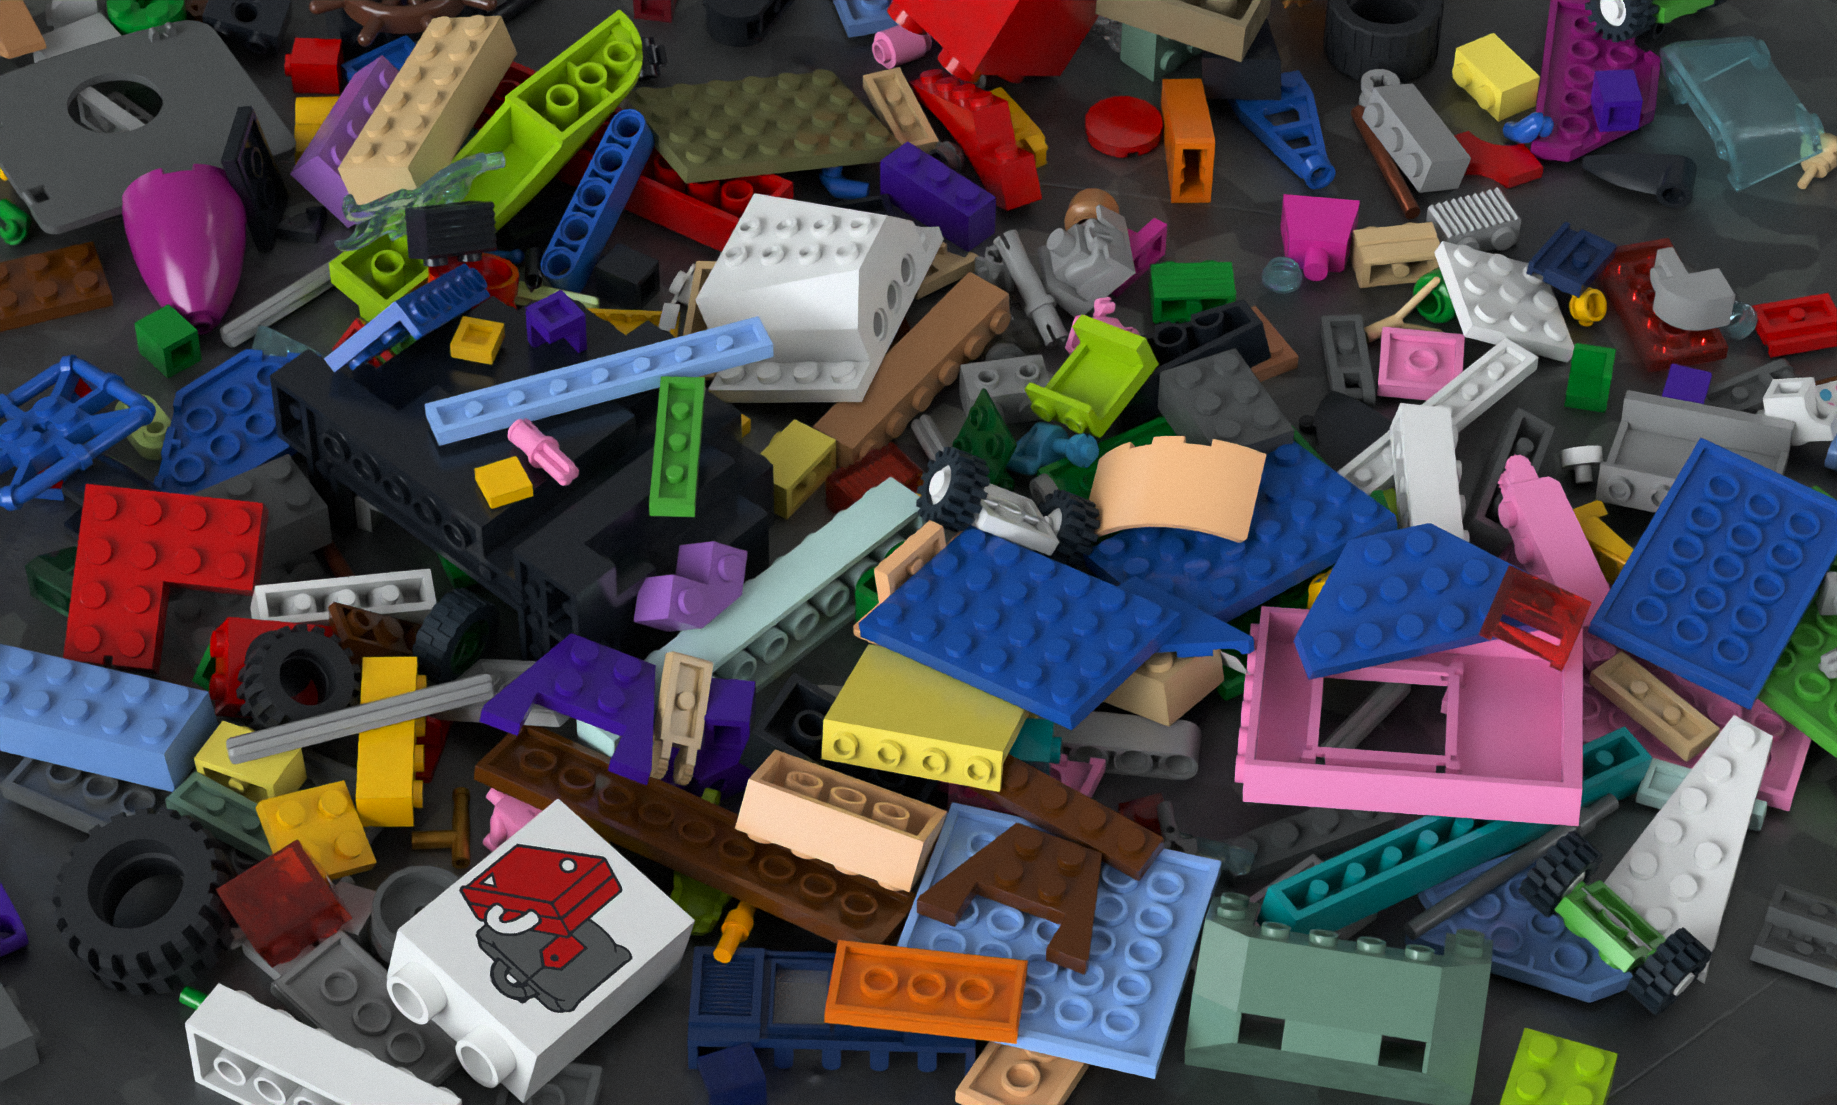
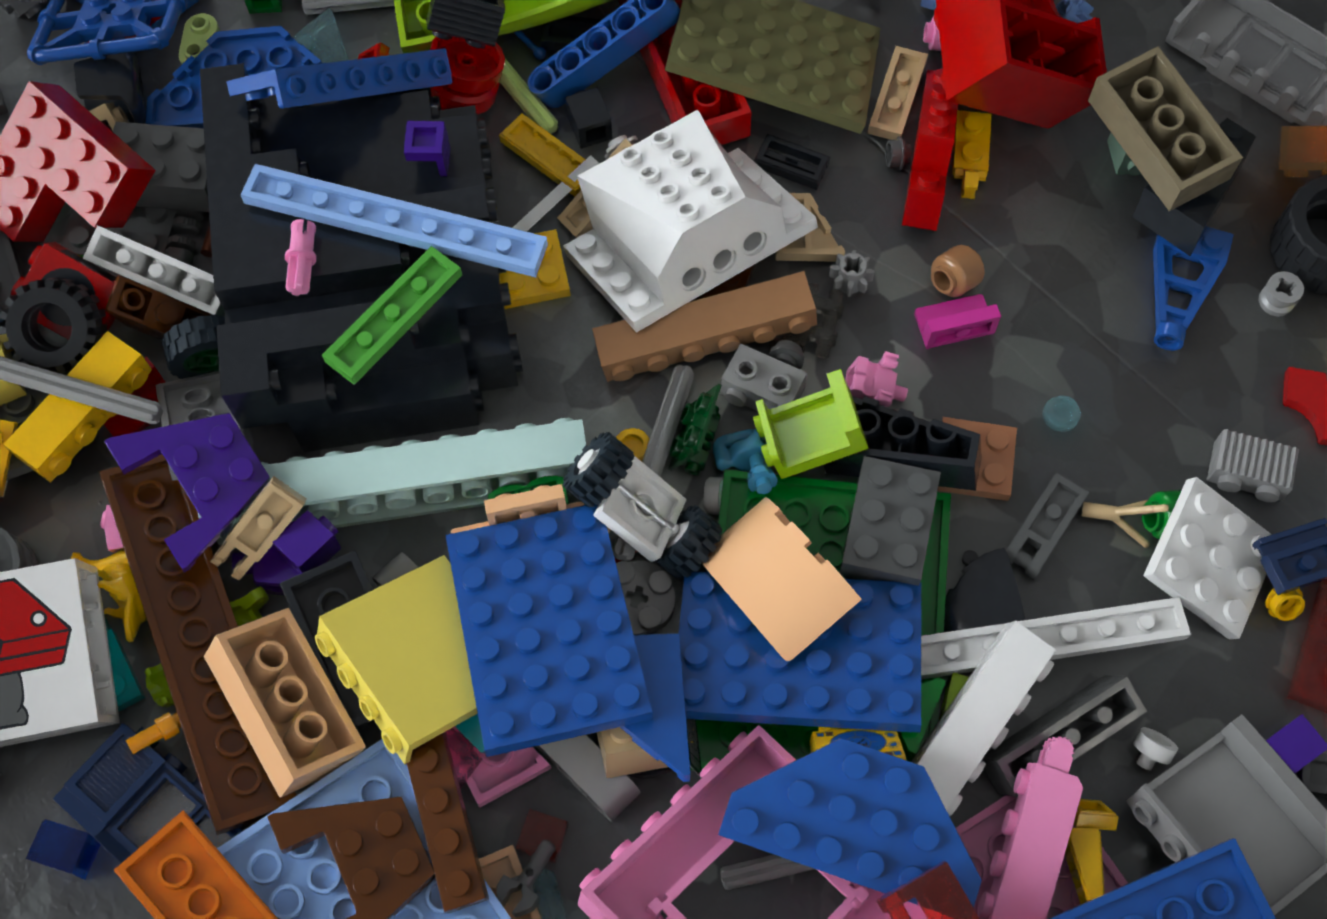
camera: 40 degrees right, 20 degrees up
(457, 838) = (90, 503): pearl gold piece -> none
(477, 340) = (373, 123): yellow plate -> none
(503, 482) = (255, 264): yellow tile -> none
(533, 271) = (520, 81): black piece -> none
(704, 585) = (343, 439): medium lavender brick -> none
(800, 465) = (557, 350): light yellow brick -> none
(840, 187) = (804, 130): blue arm -> none
(850, 484) = (601, 403): clear red brick -> none
(938, 196) = (859, 182): dark purple brick -> none
(1038, 303) = (851, 309): light grey pin -> none
(1087, 261) = (910, 312): light grey brick -> none
(1123, 126) = (1056, 202): red tile -> none
(1187, 140) = (1087, 245): orange slope -> none
(1189, 288) = (977, 383): green brick -> none
(1318, 233) = (1120, 395): dark pink torso -> none
(1387, 166) = (1235, 359): copper bar -> none
(1393, 253) = (1166, 451): tan brick -> none
(1416, 138) = (1272, 356): light grey brick -> none
(1418, 362) = (1099, 566): bright pink plate -> none
(1590, 377) = (1226, 675): green panel -> none

